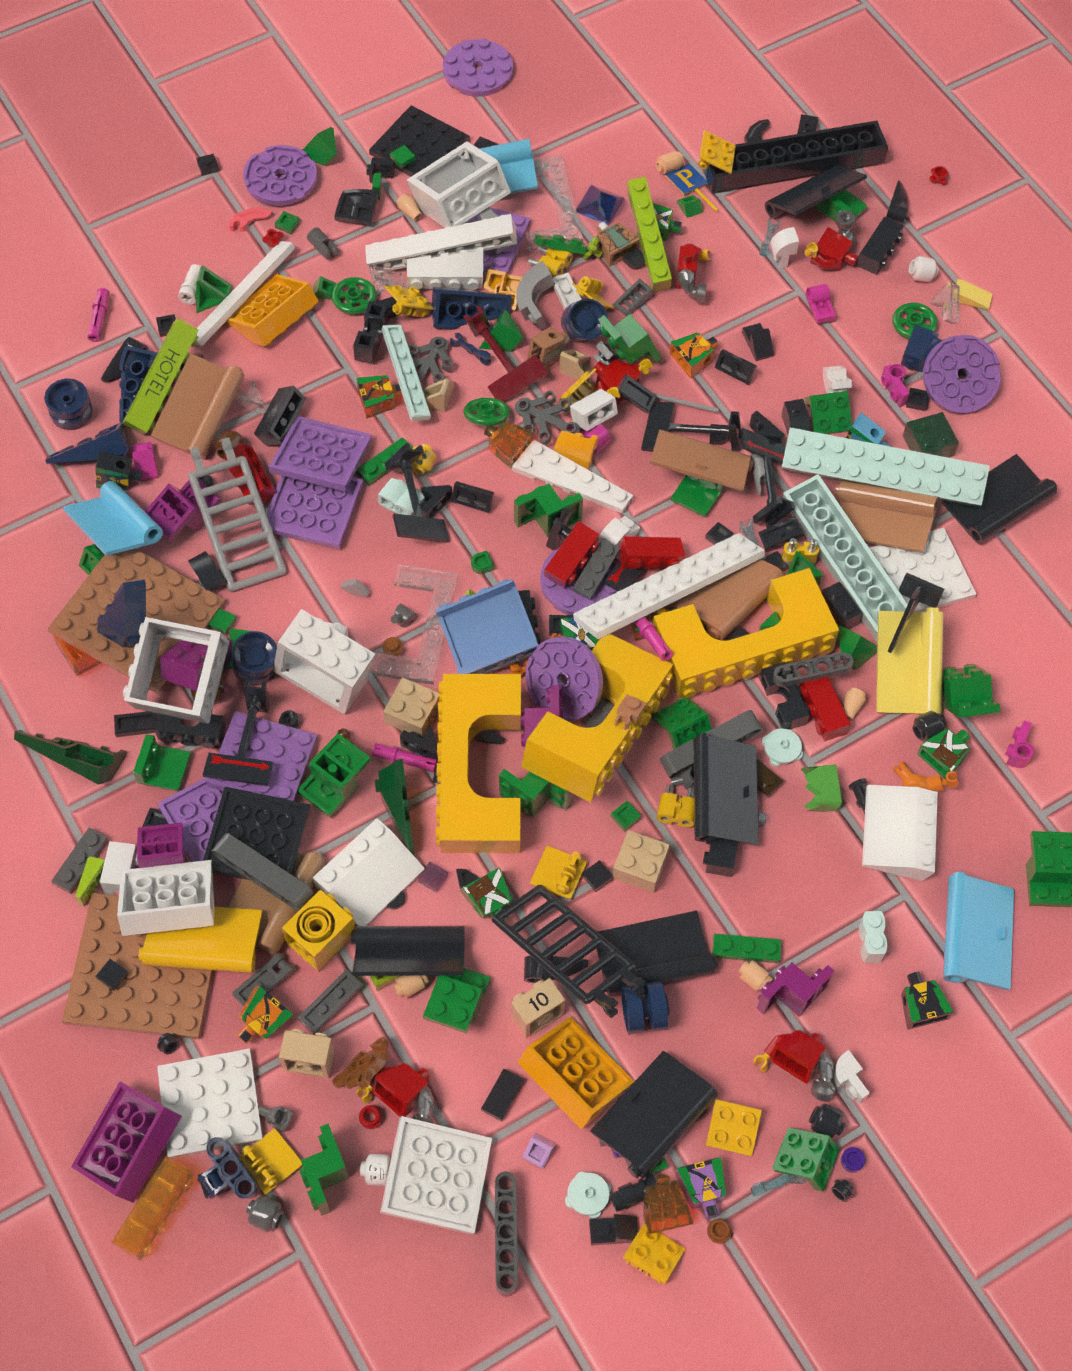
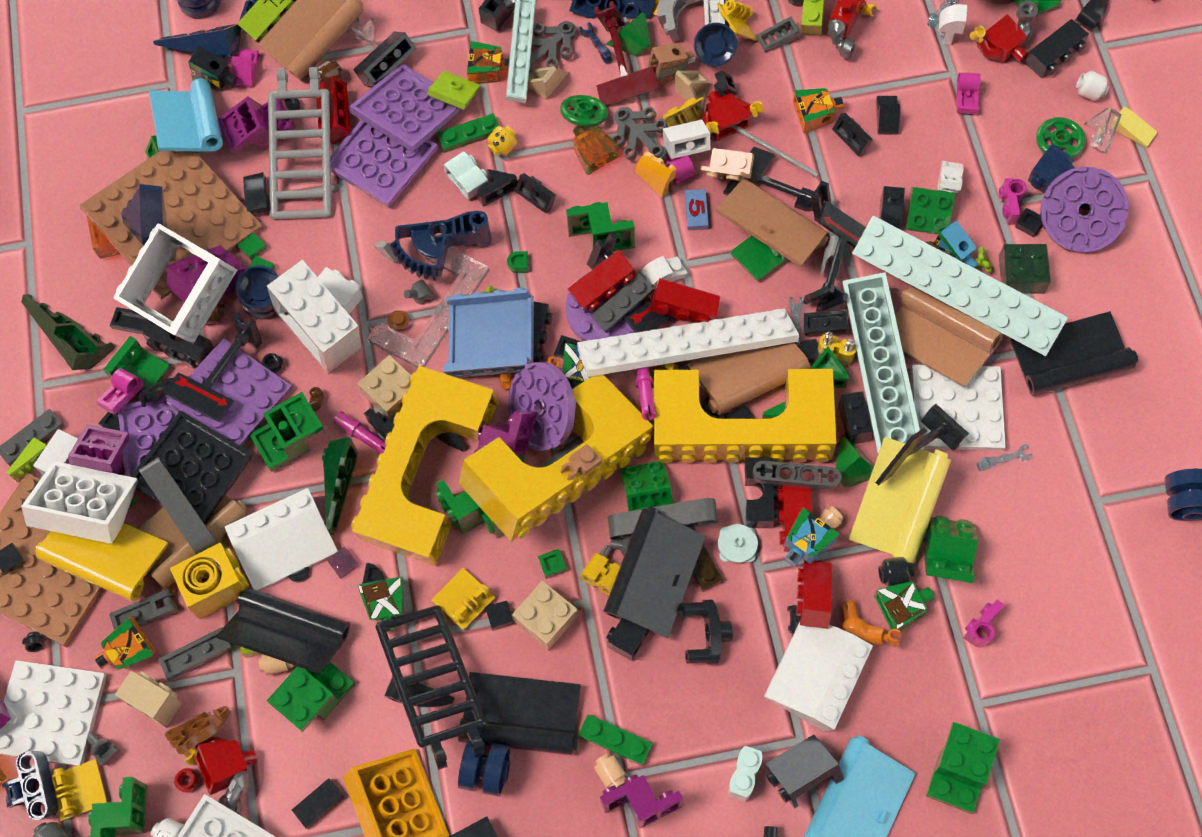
camera: 25 degrees right, 5 degrees up
(157, 788) = (123, 389): none -> dark pink plate
(189, 777) = (153, 392): none -> black piece
(357, 426) = (453, 90): none -> lime plate
(414, 526) = (456, 203): black piece -> none
(422, 547) = (460, 230): none -> dark blue arm
(537, 1007) = (381, 730): tan brick -> none
(560, 471) = (632, 192): white wing -> none
(624, 470) = (696, 209): none -> medium blue tile
(629, 339) = (750, 76): green bracket -> none
(636, 394) = (738, 134): black tile -> none
(640, 421) = (732, 164): none -> light nougat bracket
(718, 533) = (764, 303): black tile -> none
(764, 427) = (854, 207): black slope -> none
(795, 825) = (715, 632): none -> black connector
(825, 785) = (761, 595): bright green piece -> none
(846, 718) = (809, 538): none -> torso
(871, 764) = (815, 594): none -> red brick
(891, 441) = (983, 260): none -> lime plant
(921, 915) = (802, 769): none -> panel
(967, 610) = (988, 462): none -> clear light blue piece

